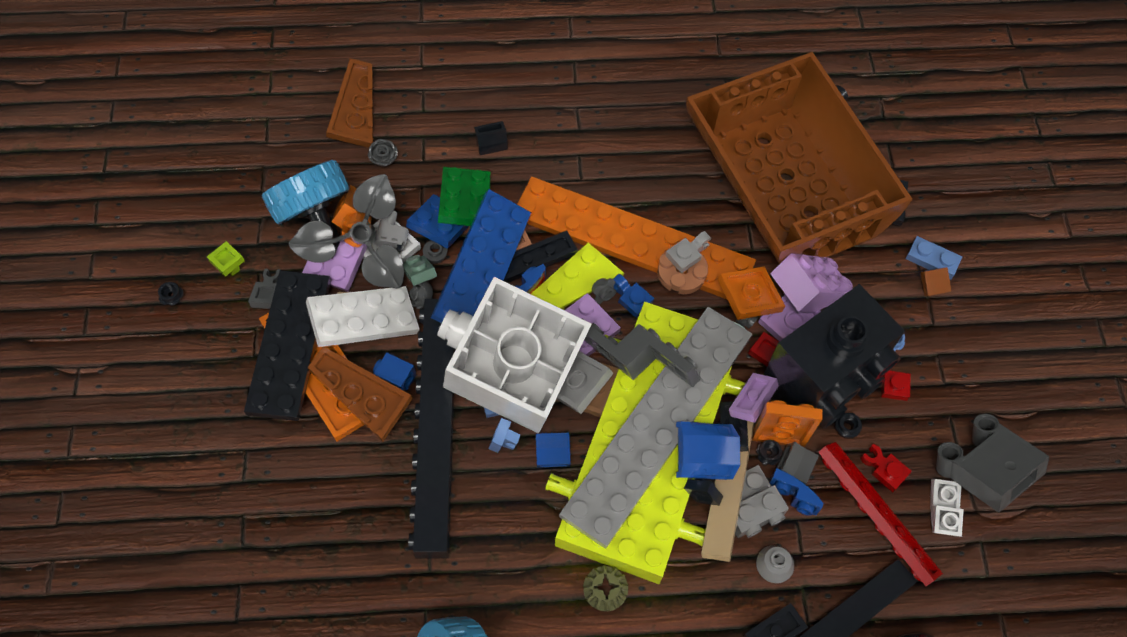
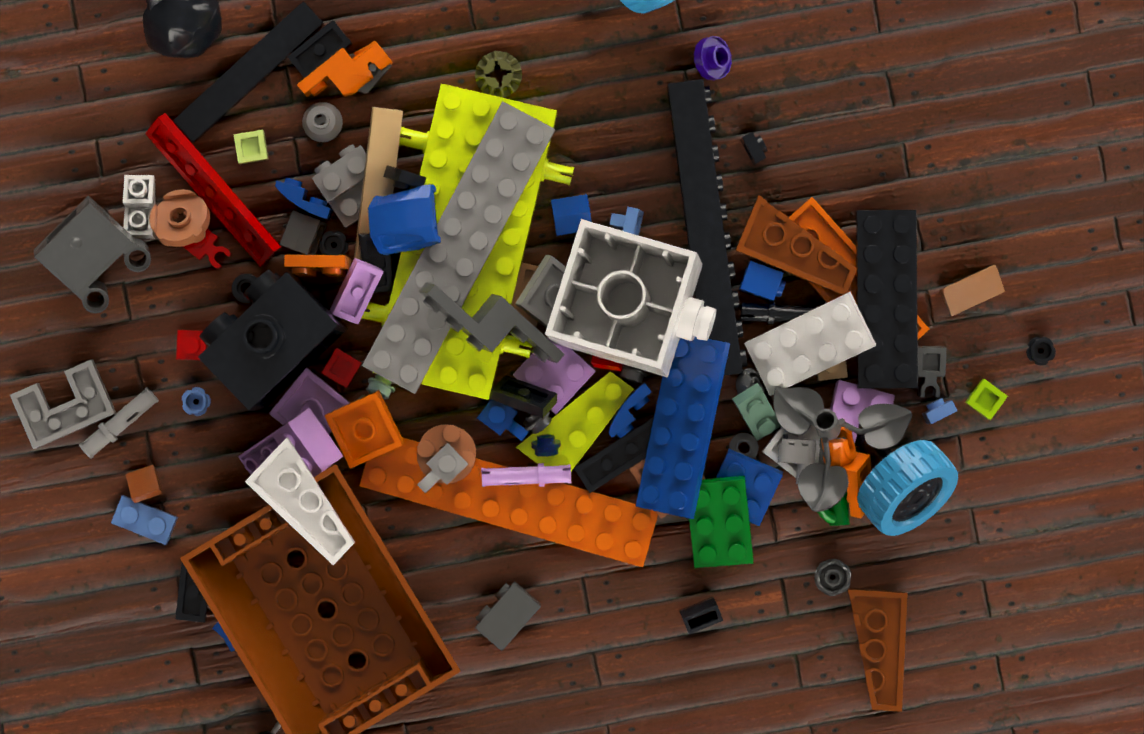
camera: 175 degrees right, 25 degrees up
(214, 349) = (972, 290): none -> medium nougat slope
(267, 256) = (938, 410): none -> medium blue plate
(377, 487) = (754, 147): none -> black plate
(380, 347) = (771, 312): none -> black pin
(400, 574) = (712, 58): none -> dark purple plate
(598, 264) = (546, 445): none -> plate
(613, 304) = (523, 396): none -> black plate
(617, 245) = (526, 475): none -> lavender pin
(643, 155) = (507, 615): none -> dark grey brick
(747, 604) = (349, 73): none -> orange plate
(812, 226) = (296, 497): none -> white wing
(843, 547) = (251, 147): none -> yellowish green plate
(899, 476) = (190, 229): none -> nougat plate
(965, 325) = (119, 422): none -> light grey pin
(986, 345) = (47, 424): none -> light grey plate

